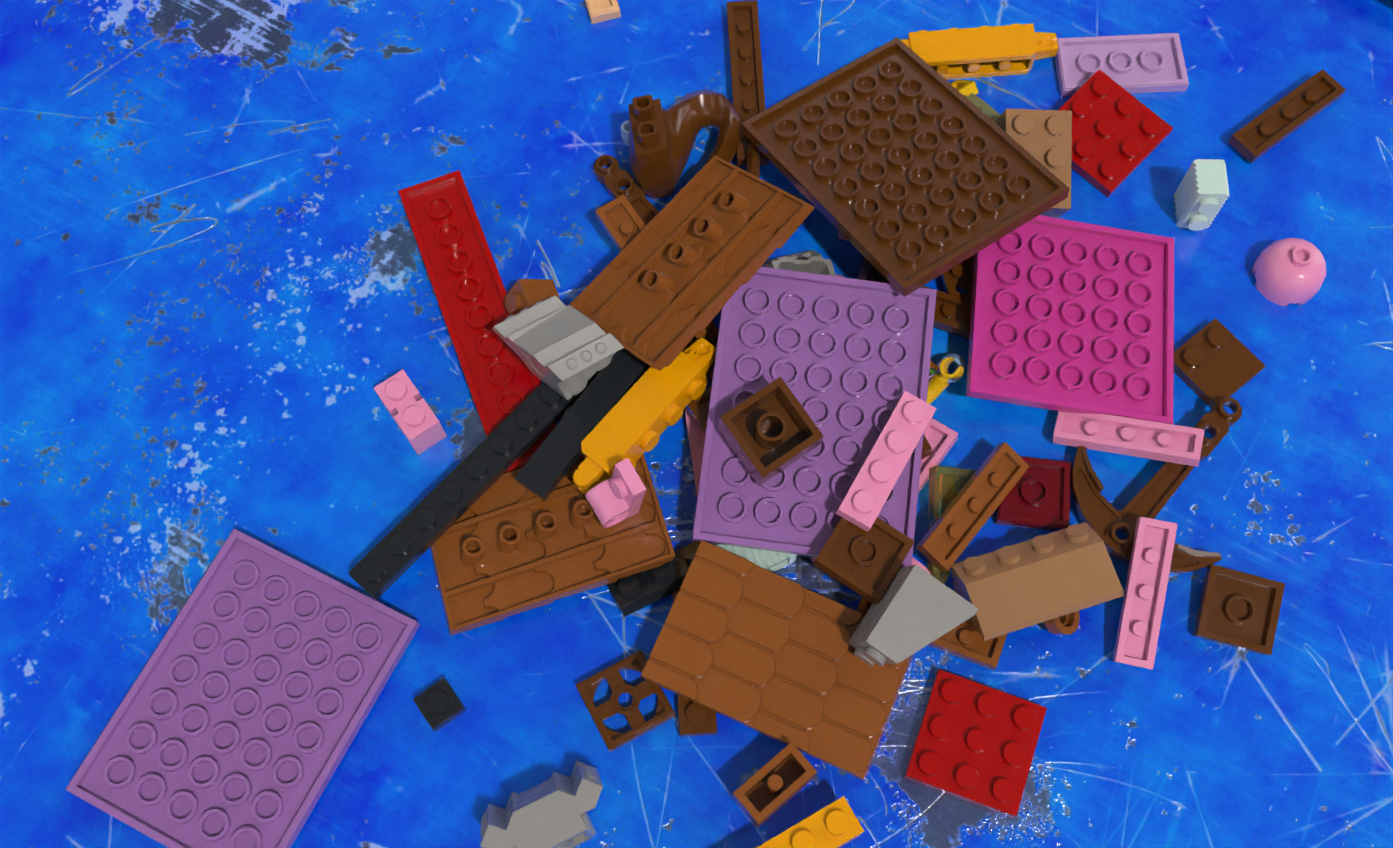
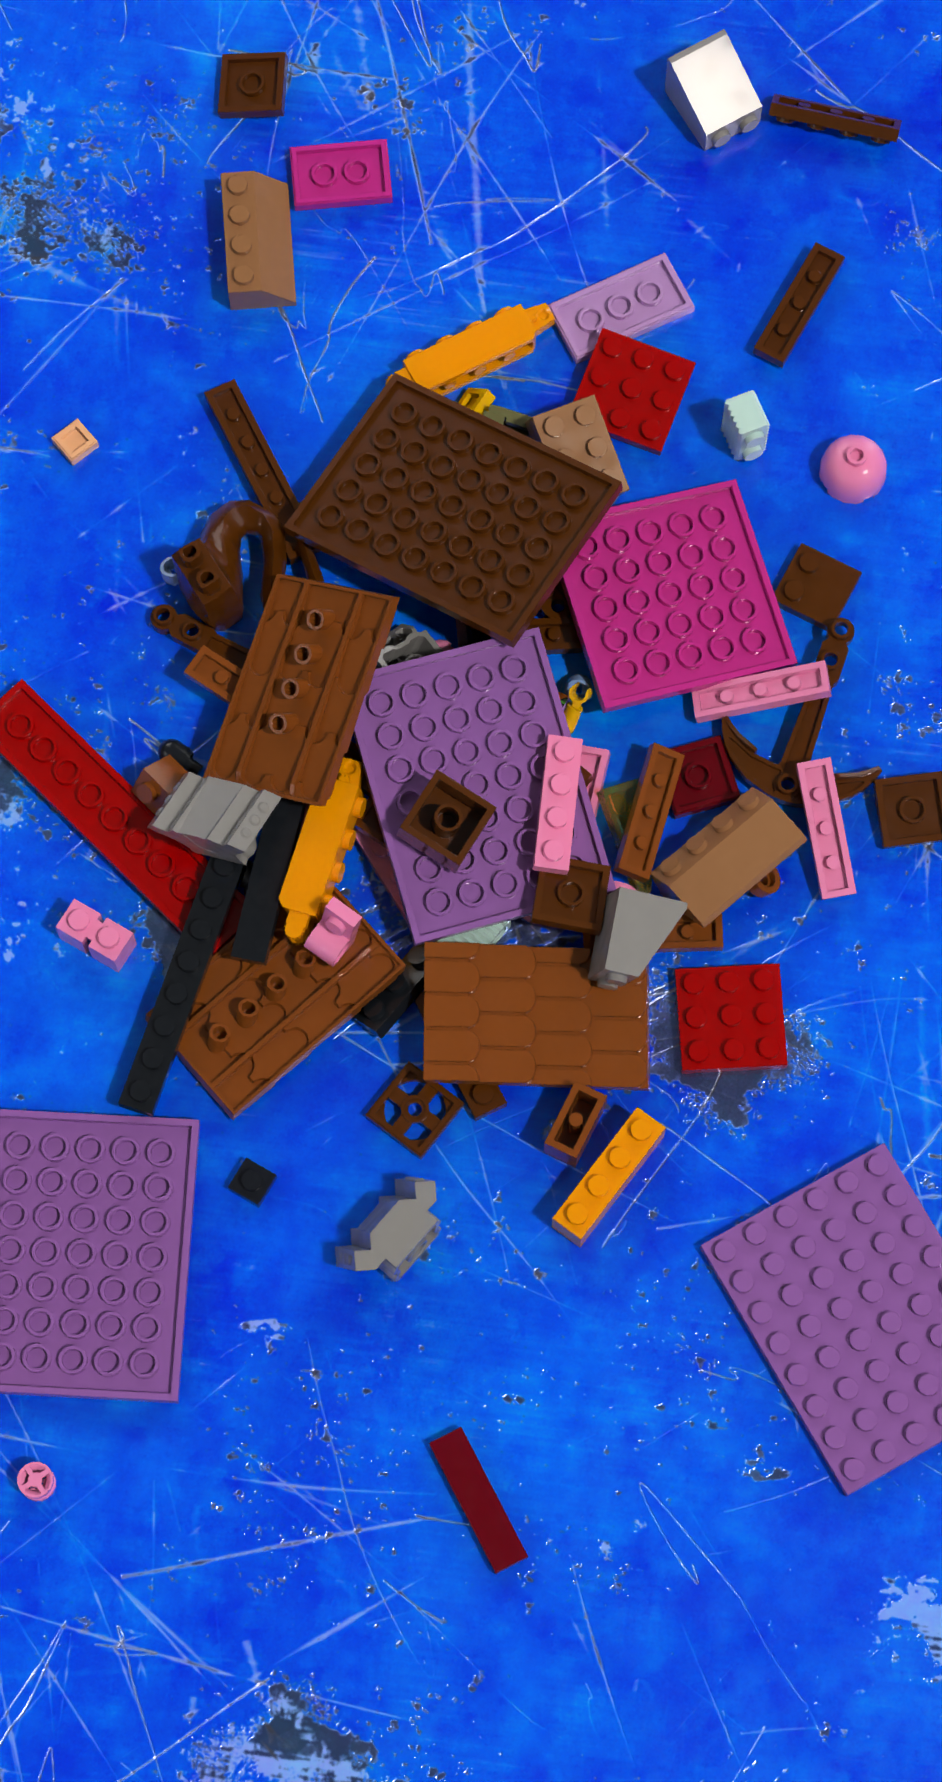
camera: 25 degrees left, 5 degrees up
(564, 284) = (181, 754): none -> black cylinder

